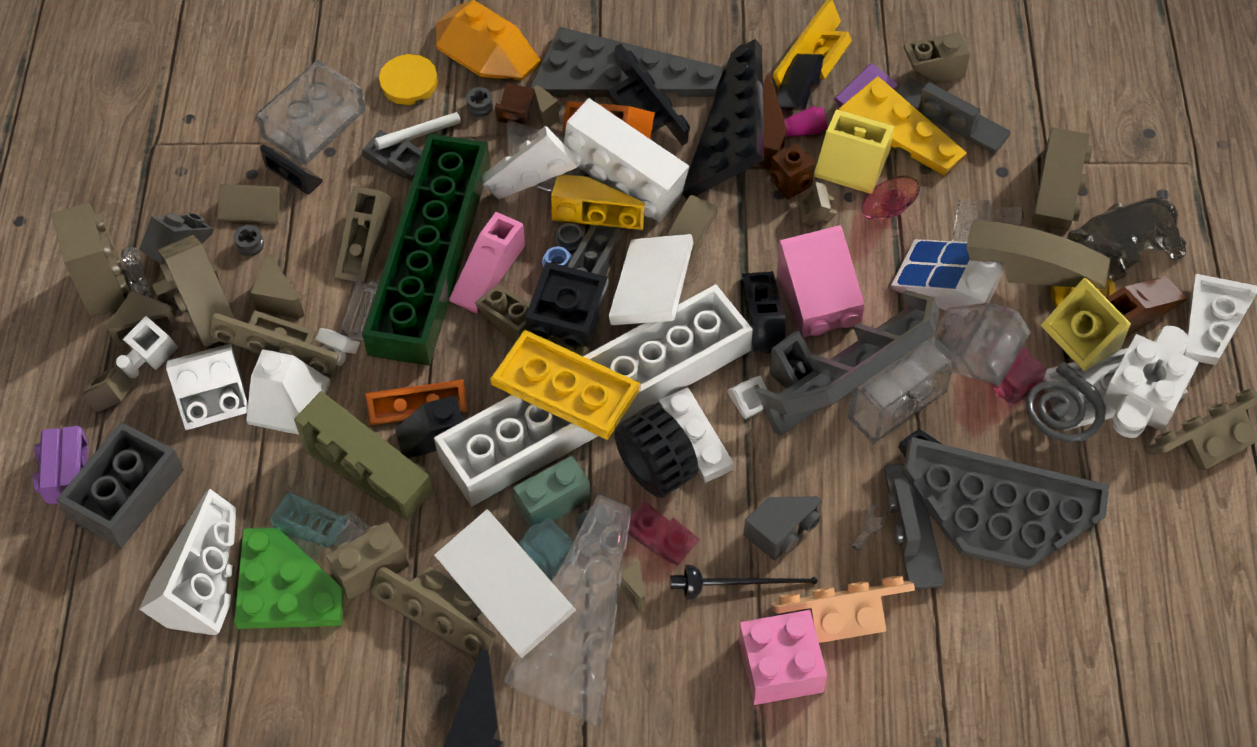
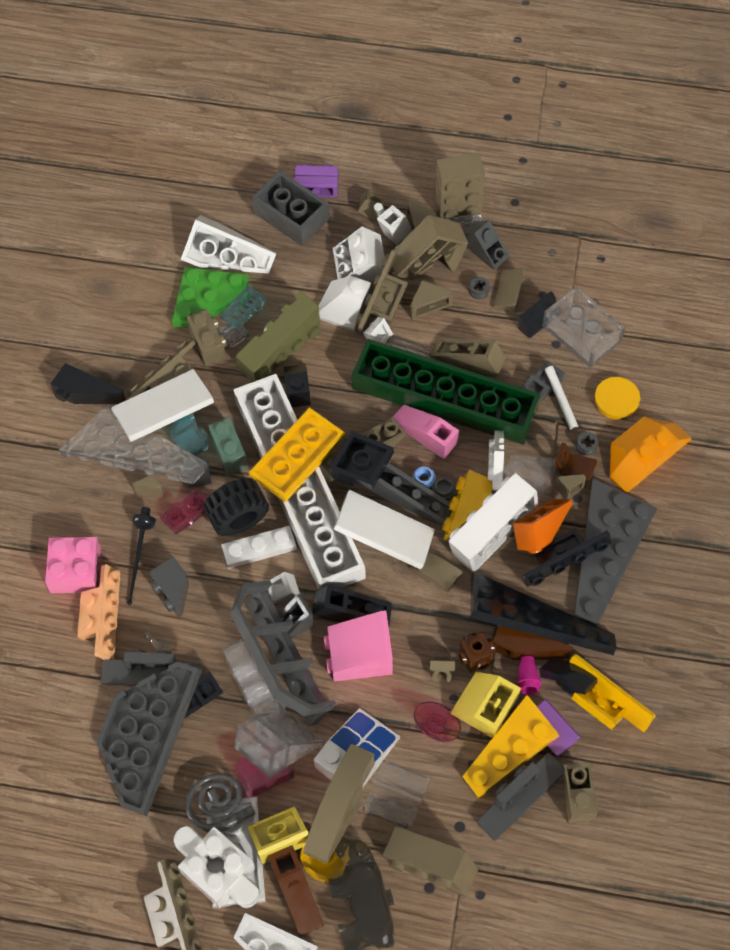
camera: 100 degrees right, 5 degrees up
(400, 403) = (325, 379): orange slope -> none

